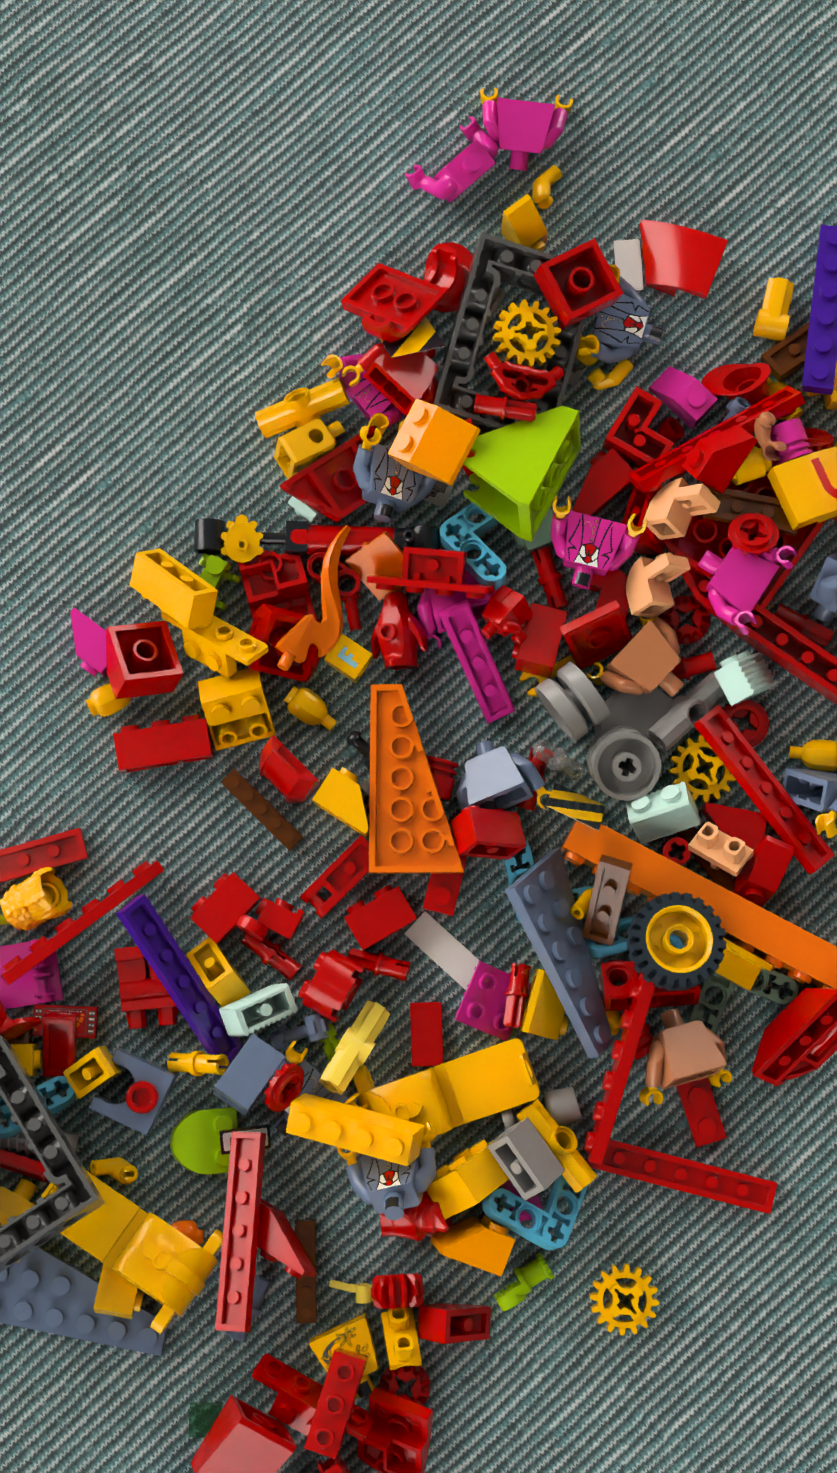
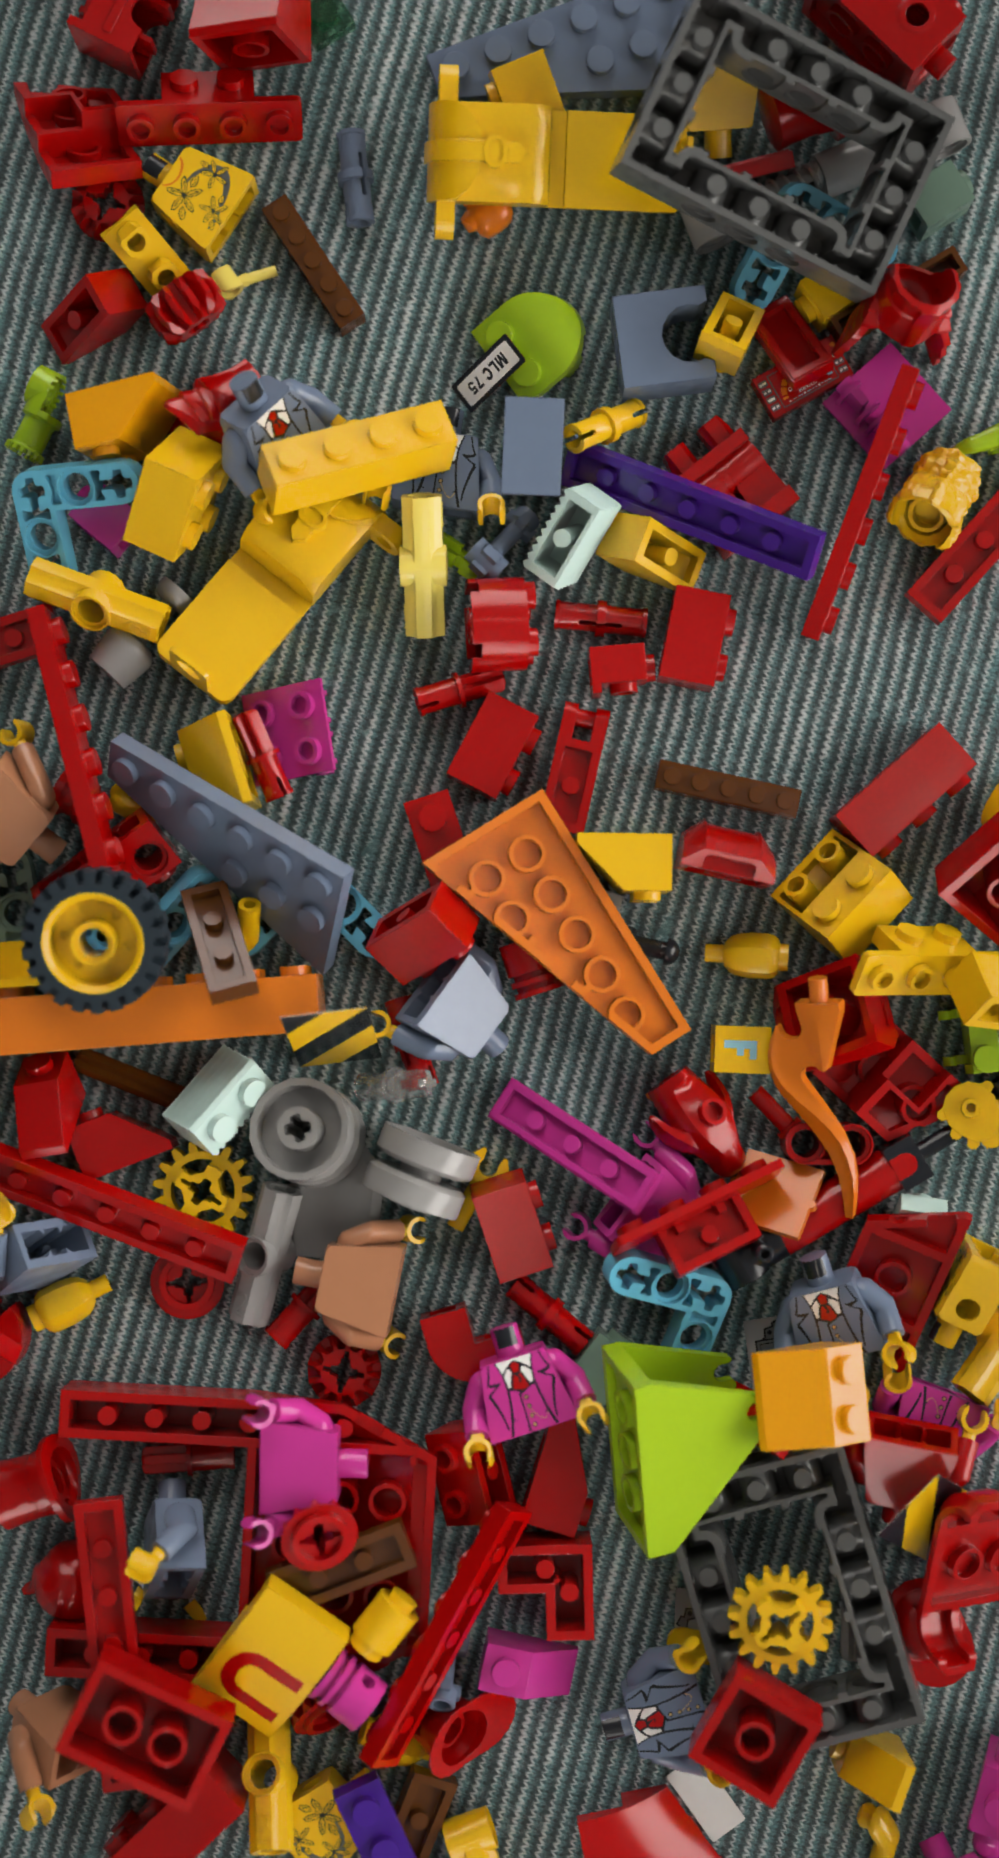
camera: 145 degrees right, 5 degrees up
(115, 1167) = (624, 242): yellow arm -> none
(142, 1097) = (646, 337): red tile -> none
(240, 1232) = (420, 250): plate -> none
(252, 927) = (644, 632): red tile -> none
(280, 1242) = (390, 280): red slope -> none
(284, 1087) = (478, 456): red gear -> none
(336, 1402) = (174, 120): red brick -> none
(426, 1033) = (346, 642): red tile -> none
(443, 949) = (390, 760): white sticker -> none
(505, 407) = (746, 1501): red axle -> none
(505, 614) = (575, 1228): red piece -> none
(522, 381) = (747, 1551): red piece -> none
(526, 1159) = (122, 555): light grey brick -> none
(597, 635) = (443, 1277): red tile -> none
(614, 378) = (632, 1629): yellow arm -> none
(649, 581) = (416, 1384): light nougat brick -> none
(671, 429) = (513, 1609): red hinge -> none
(675, 505) = (445, 1510): light nougat brick -> none
(676, 842) = (160, 1065): red bush -> none
(719, 457) = (425, 1612): red slope -> none
(720, 849) = (116, 1098): light nougat hips -> none
(744, 677) = (221, 1341): light aqua brick -> none
(762, 430) = (390, 1682): nougat arm -> none

